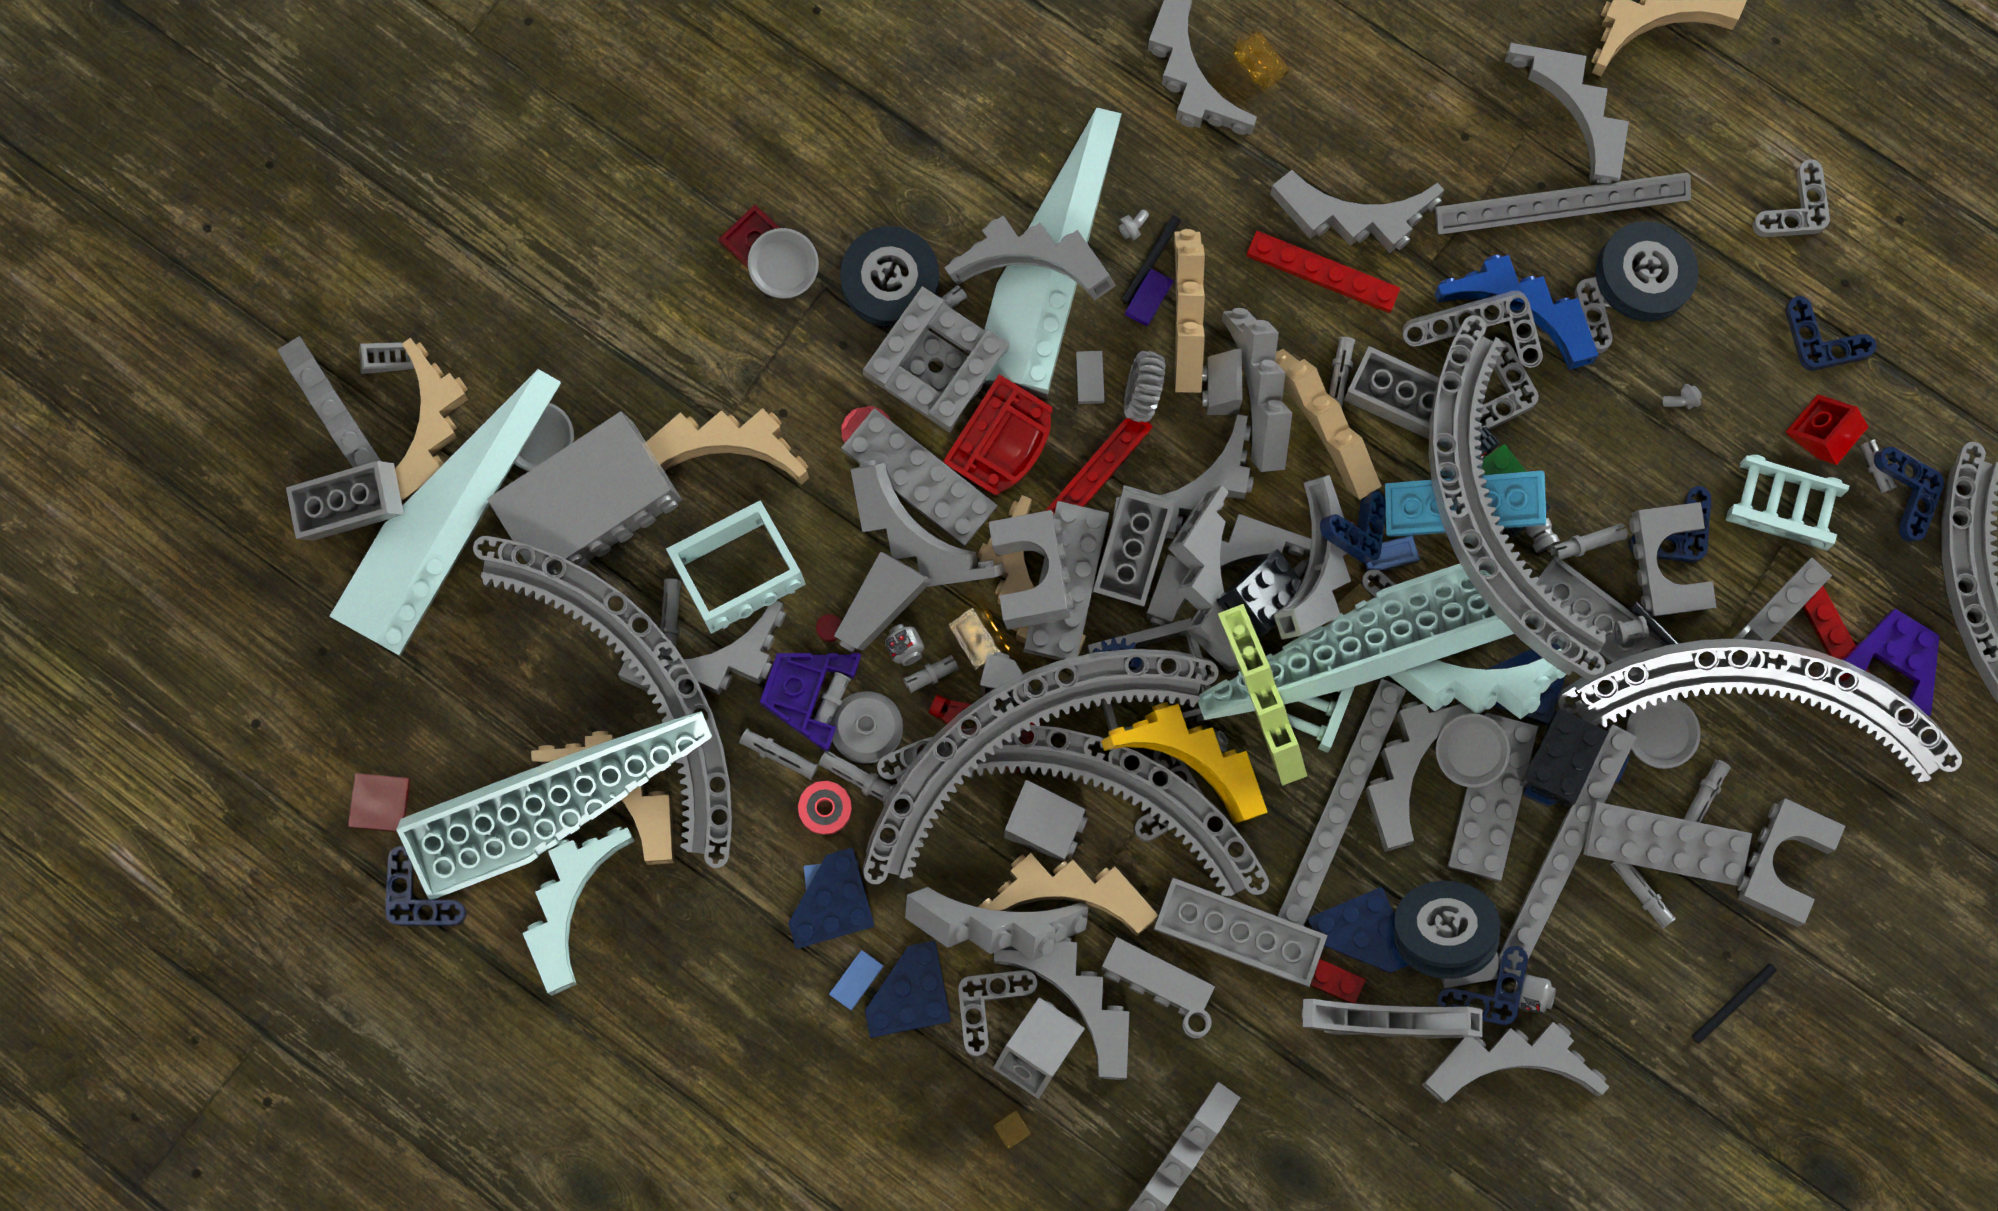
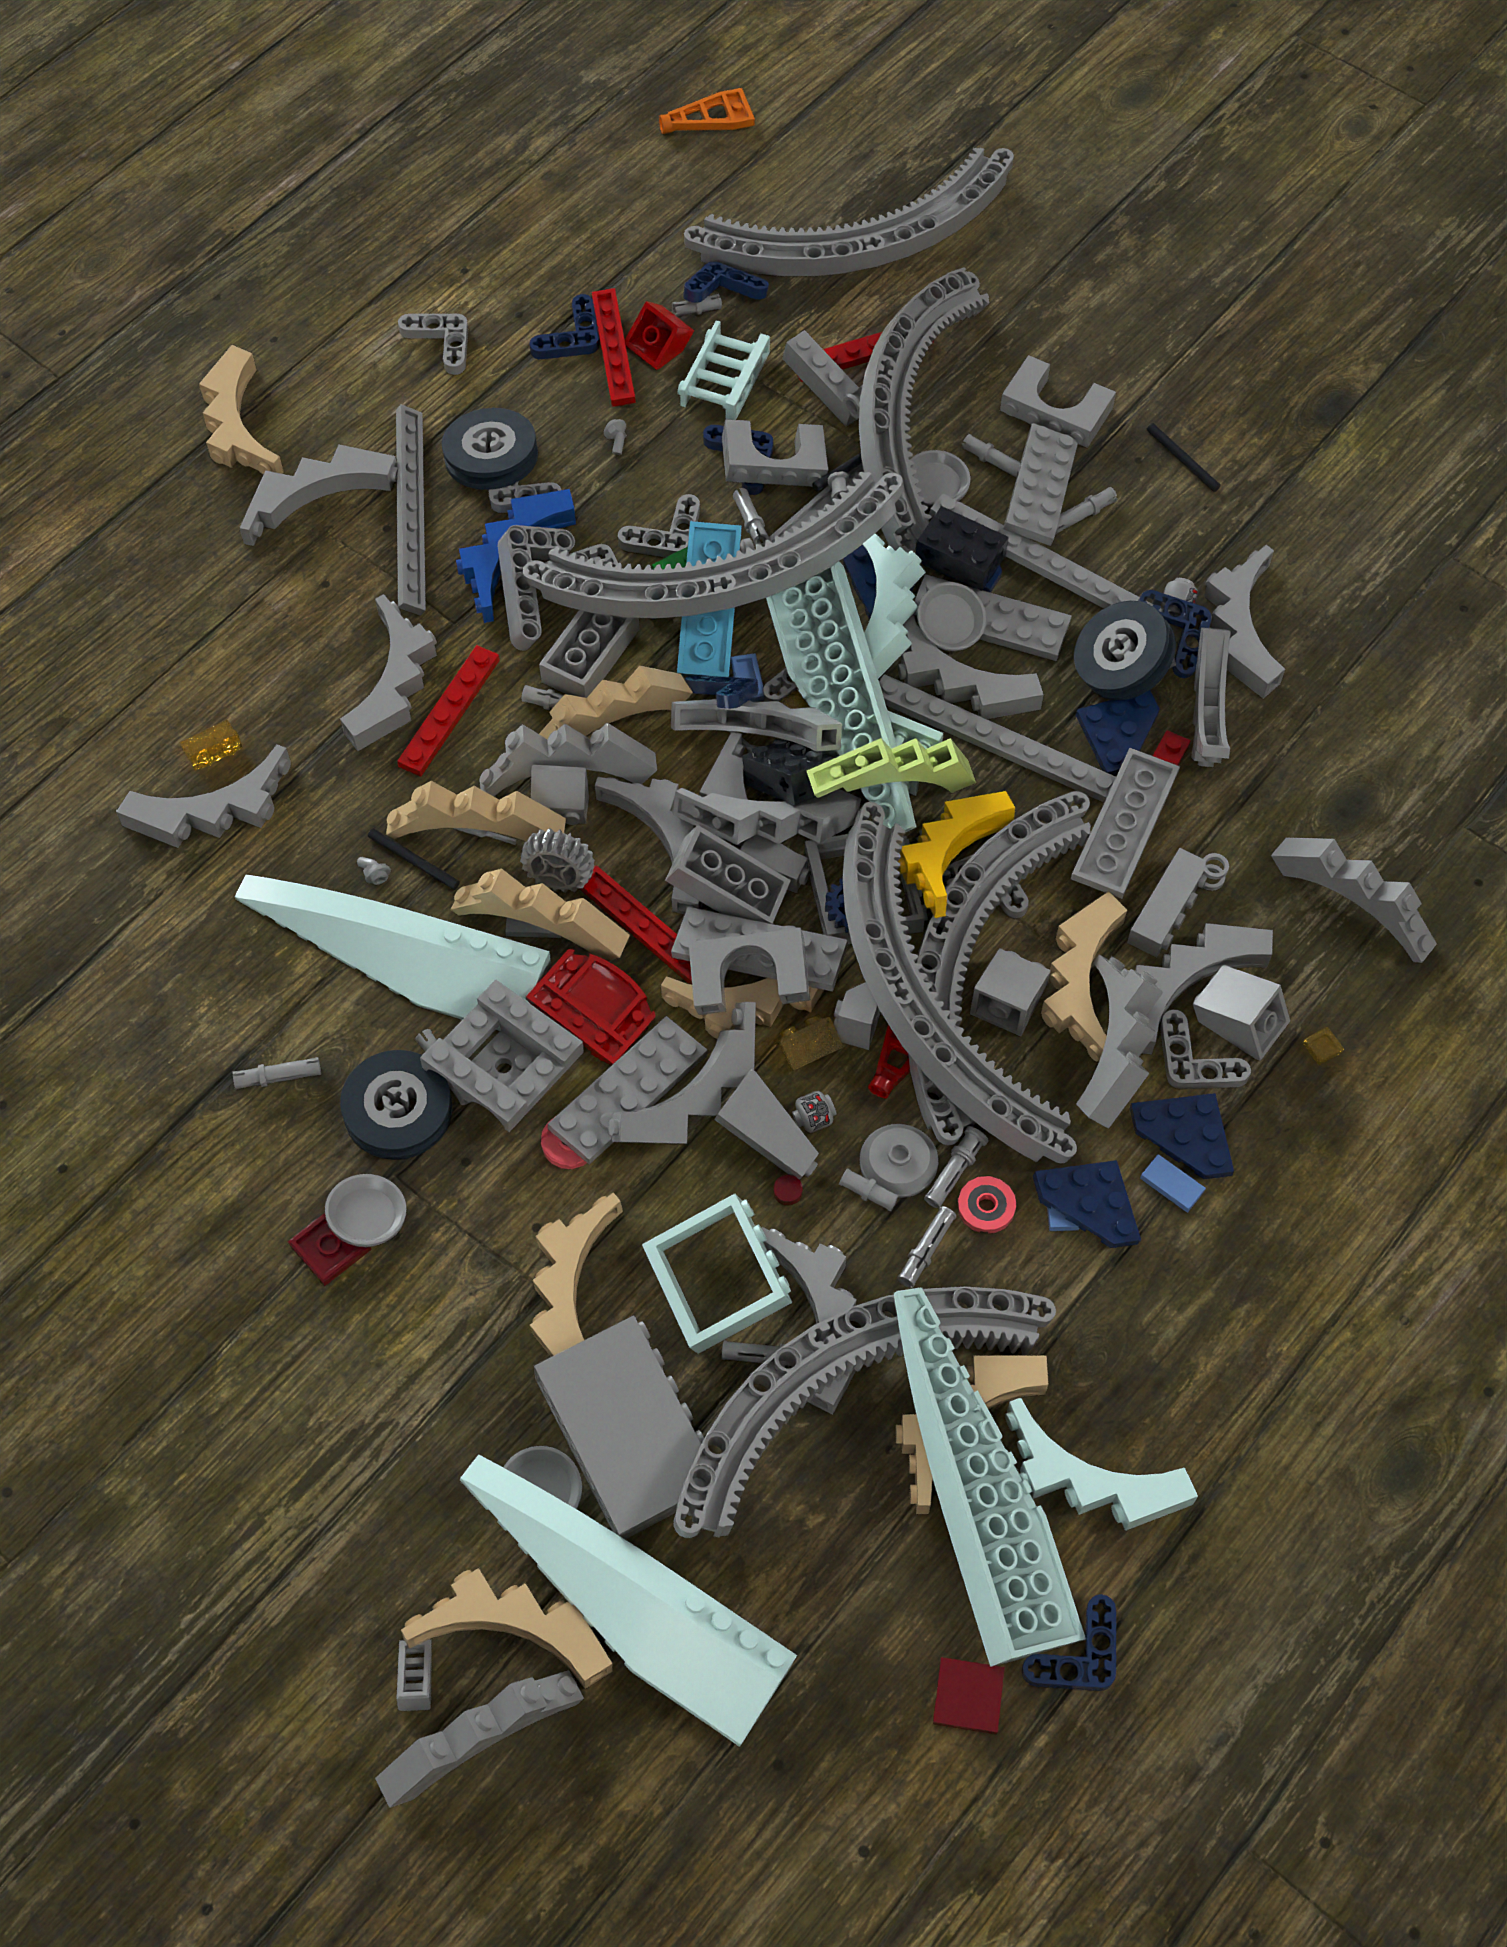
camera: 85 degrees left, 15 degrees down
(344, 501) = (601, 1715): light grey brick -> none
(796, 686) = (857, 1224): dark purple wing -> none
(912, 160) = (269, 1074): none -> light grey pin
(930, 674) = (845, 1091): light grey pin -> none
(1036, 248) = (390, 946): light grey arch -> none
(1086, 380) = (575, 920): none -> tan arch
(1149, 297) = (456, 861): dark purple slope -> none
(1561, 469) = (673, 537): none -> light grey beam
(1806, 383) = (613, 347): none -> red plate
(1907, 649) = (867, 303): dark purple wing -> none

